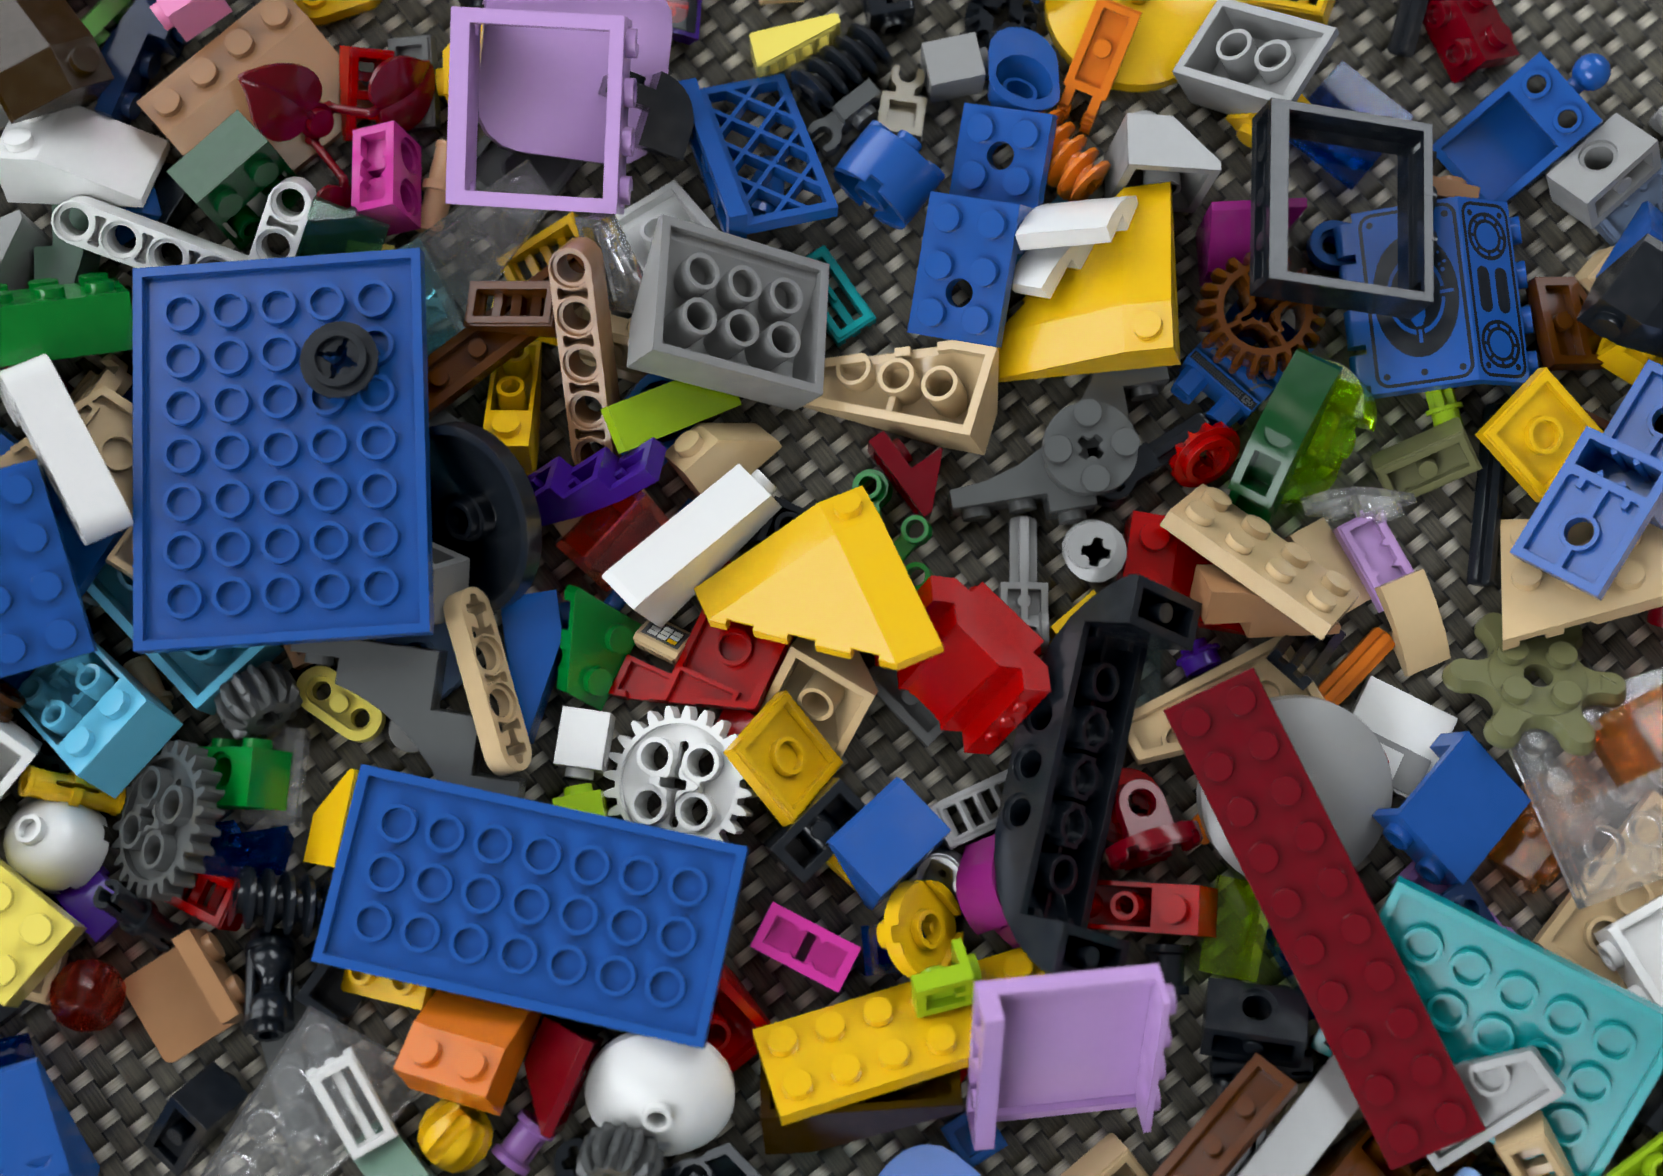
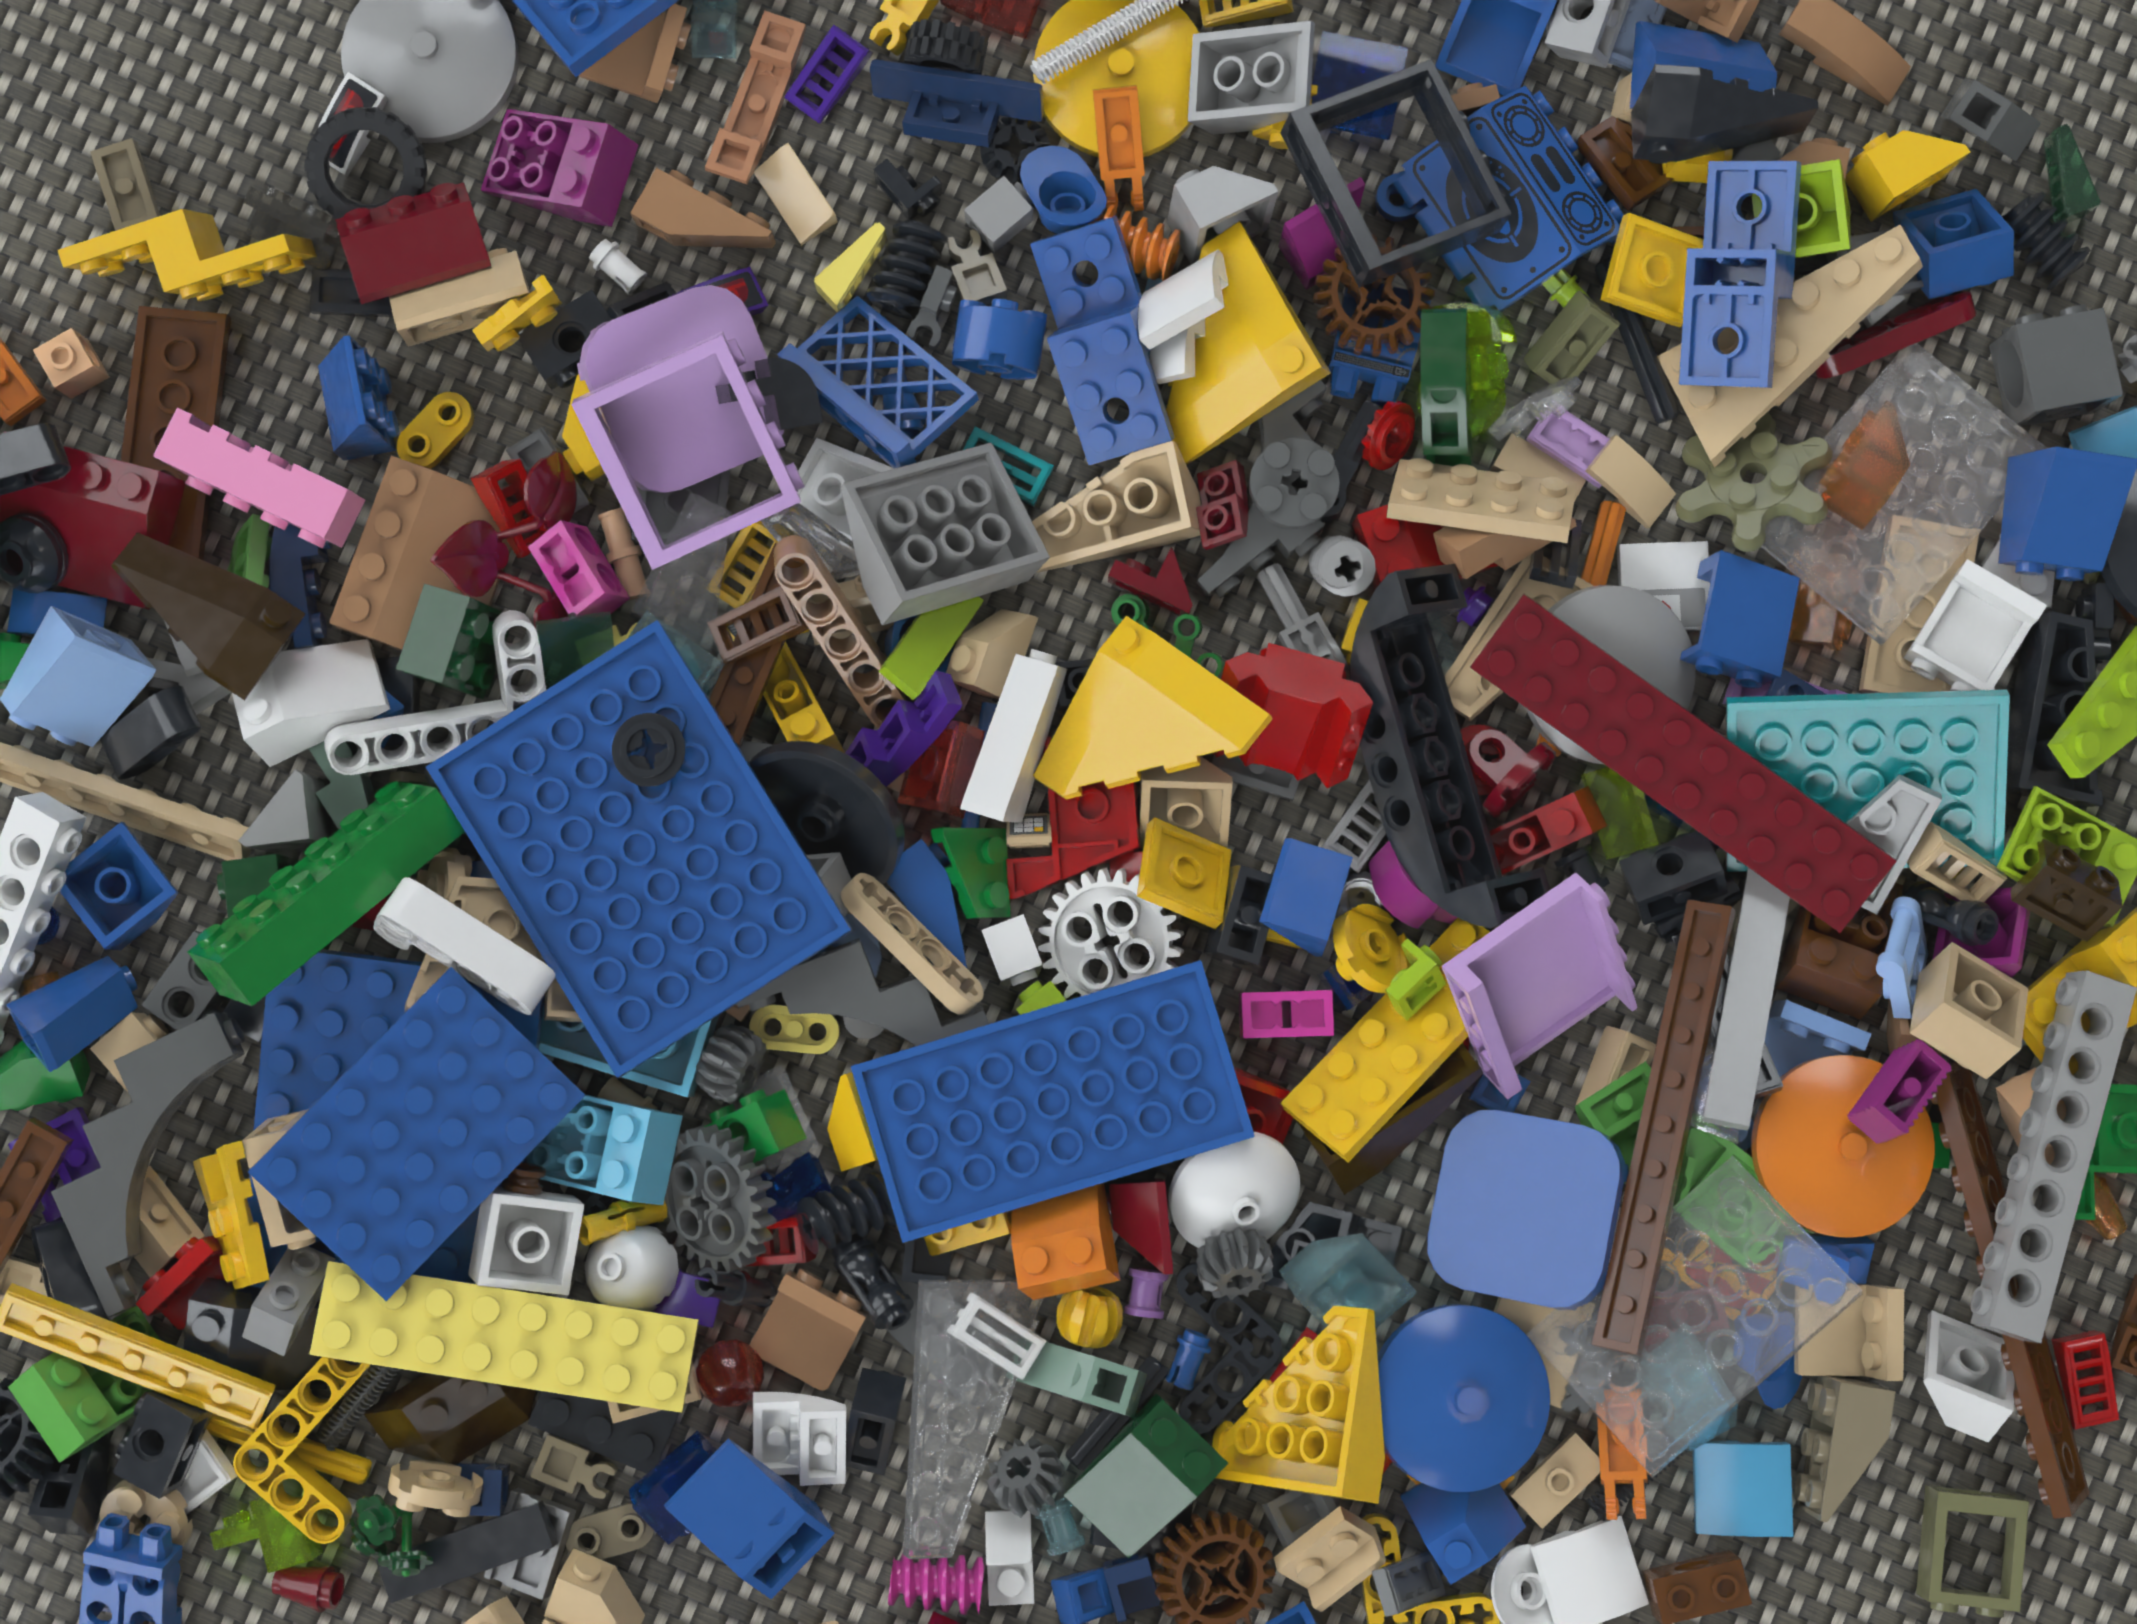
camera: 30 degrees left, 5 degrees up
(114, 1094) = (800, 1436): none -> white slope
(1013, 435) = (1224, 504): none -> dark red slope

